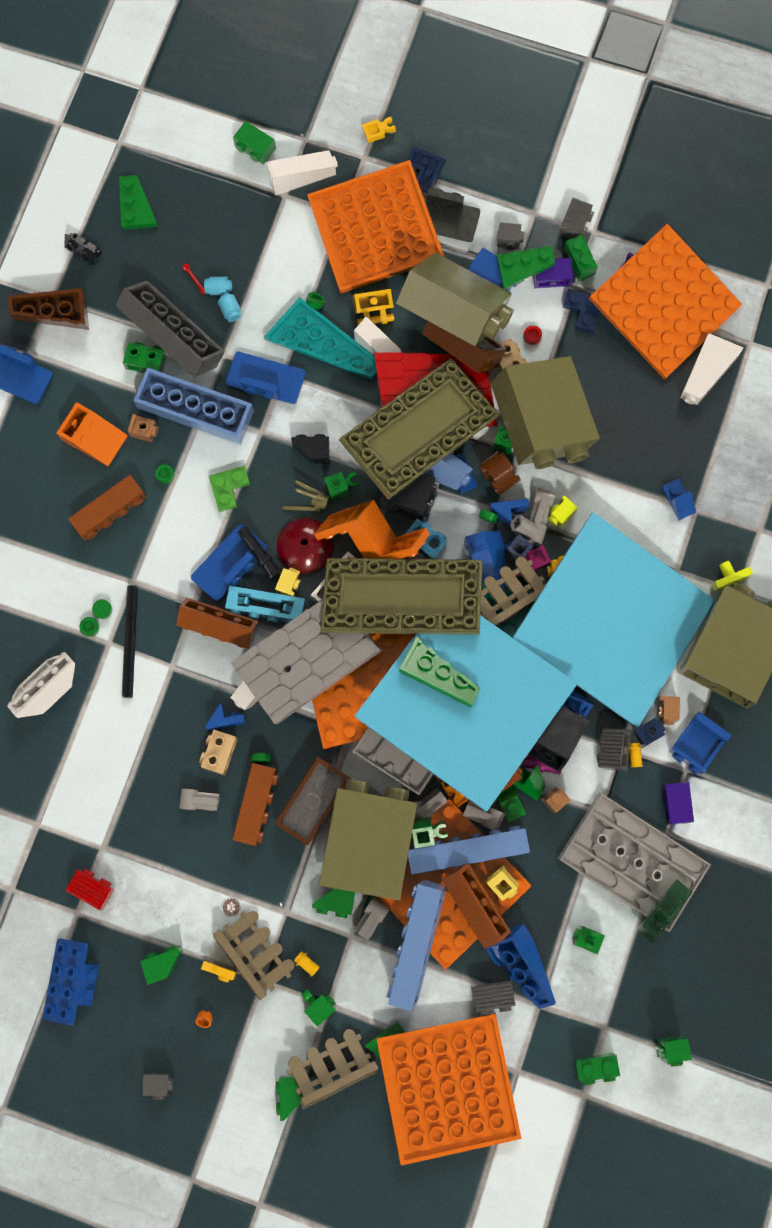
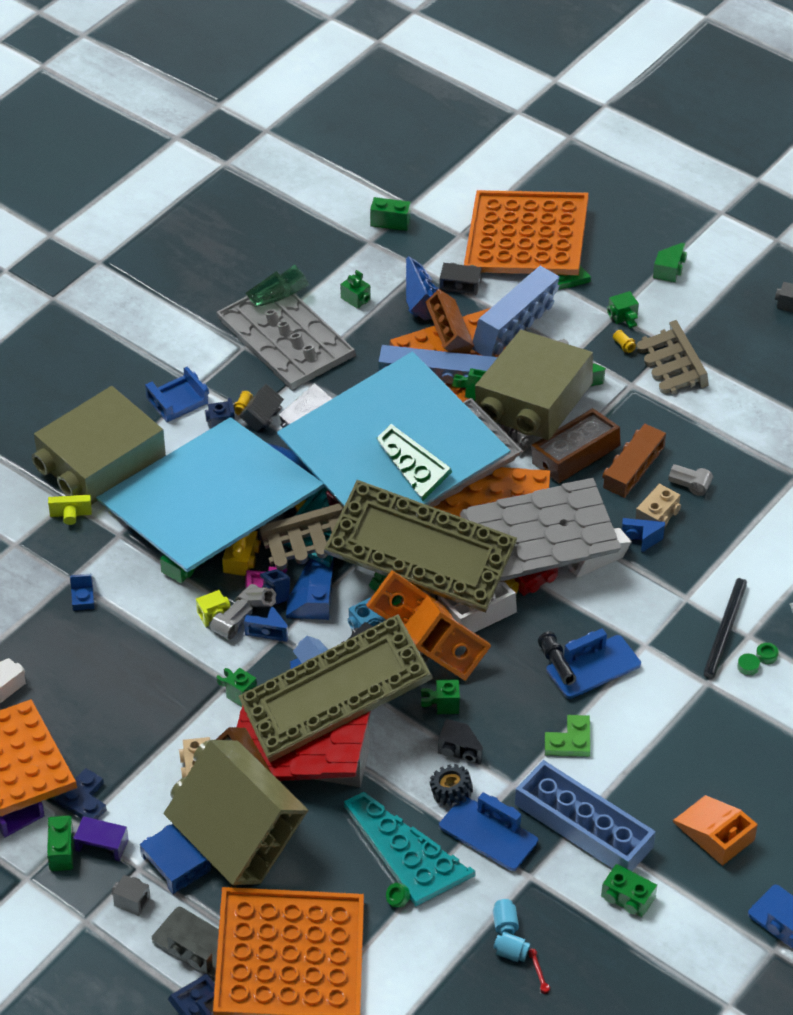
camera: 165 degrees left, 30 degrees down
(56, 308) = (732, 977): reddish brown wedge -> none
(107, 508) = (716, 751): dark orange brick -> none
(144, 434) = (653, 817): medium nougat brick -> none
(160, 966) = (764, 371): green slope -> none
(164, 474) = (640, 771): green tile -> none
(170, 328) = (587, 902): dark grey brick -> none
(200, 1019) = (733, 328): orange hinge -> none
(217, 623) = (624, 608): dark orange brick -> none
(224, 974) = (708, 355): yellow plate -> none
(231, 907) = (684, 399): clear tile -> none
(254, 612) = (564, 612): medium azure brick -> none
(260, 758) = (616, 493): green tile -> none
(288, 582) = (534, 626): light yellow brick -> none
(297, 408) = (451, 794): none -> black bush
(307, 557) = (507, 663): dark red dish -> none
(319, 499) = (473, 692): olive plant -> none
(323, 1076) = (625, 253): dark tan fence -> none
(373, 339) = (344, 820): white slope -> none
(374, 301) = (329, 865): yellow brick -> none
(487, 516) = (295, 627): green tile -> none
(500, 472) = (263, 654): reddish brown brick -> none
(501, 890) = (417, 336): light yellow brick -> none
(520, 265) = (133, 843): green wing -> none
(532, 335) = (156, 788): red tile -> none
(545, 412) = (186, 683): olive brick -> none
(555, 800) = (336, 384): medium nougat brick -> none
(576, 219) = (42, 888): dark grey brick -> none
(669, 709) = (191, 424): medium nougat brick -> none
(673, 1050) = (318, 203): green brick -> none
(678, 803) = (222, 358): dark purple panel -> none

